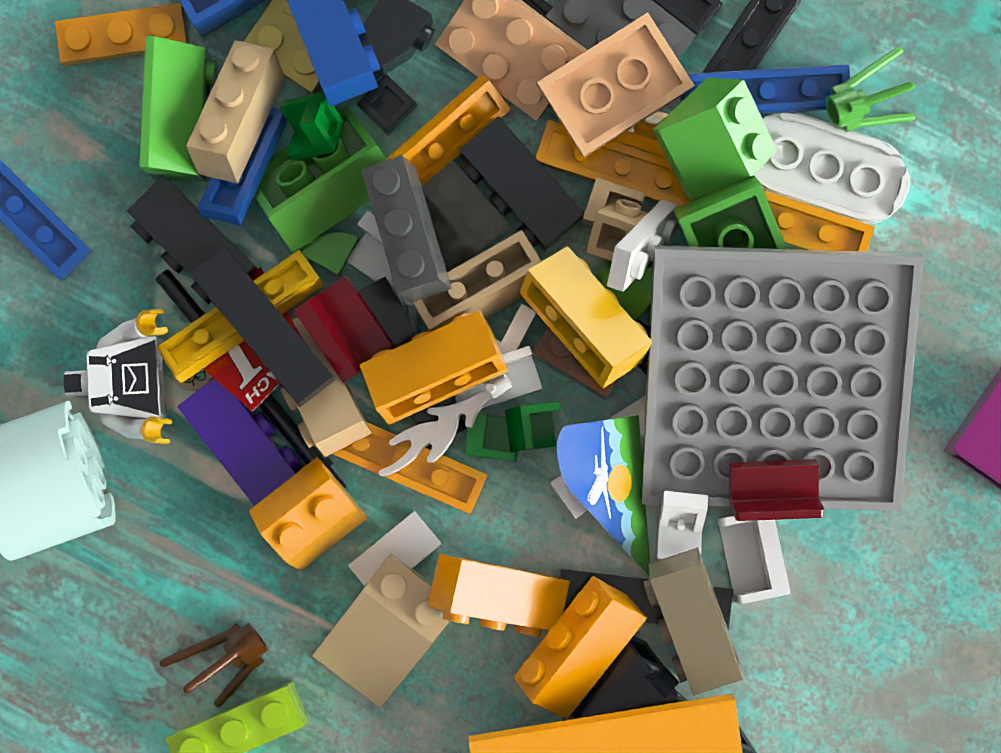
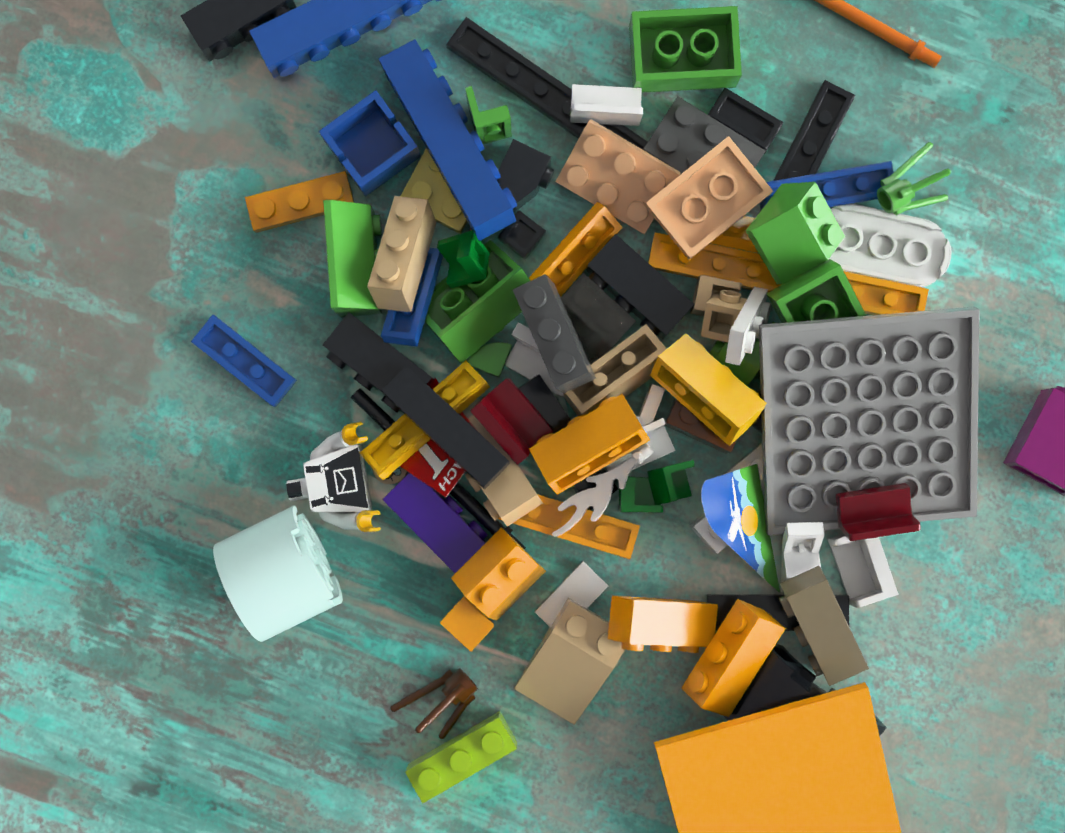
camera: 15 degrees left, 0 degrees up
(262, 569) = (467, 623): none -> light orange panel

